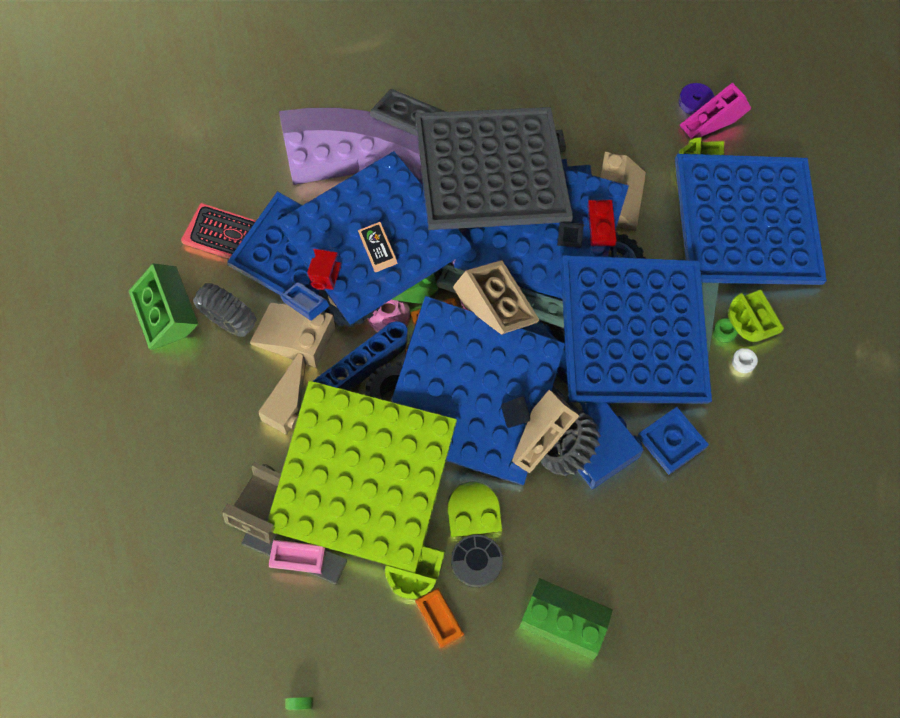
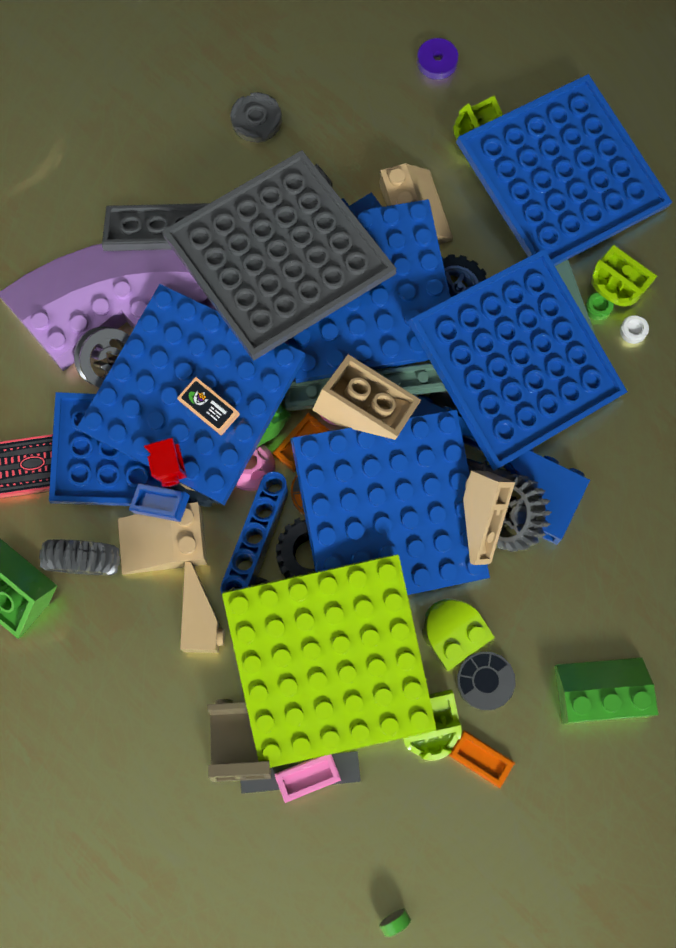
camera: 25 degrees left, 10 degrees up
(330, 168) = (100, 338): none -> dark grey wheel
(515, 412) = (448, 511): black slope -> none
(535, 79) = (256, 117): none -> dark grey tile
(570, 234) = (401, 287): black slope -> none
(601, 223) = (425, 257): red plate -> none
(672, 440) = (610, 452): blue plate -> none
(717, 113) = (468, 66): dark pink slope -> none

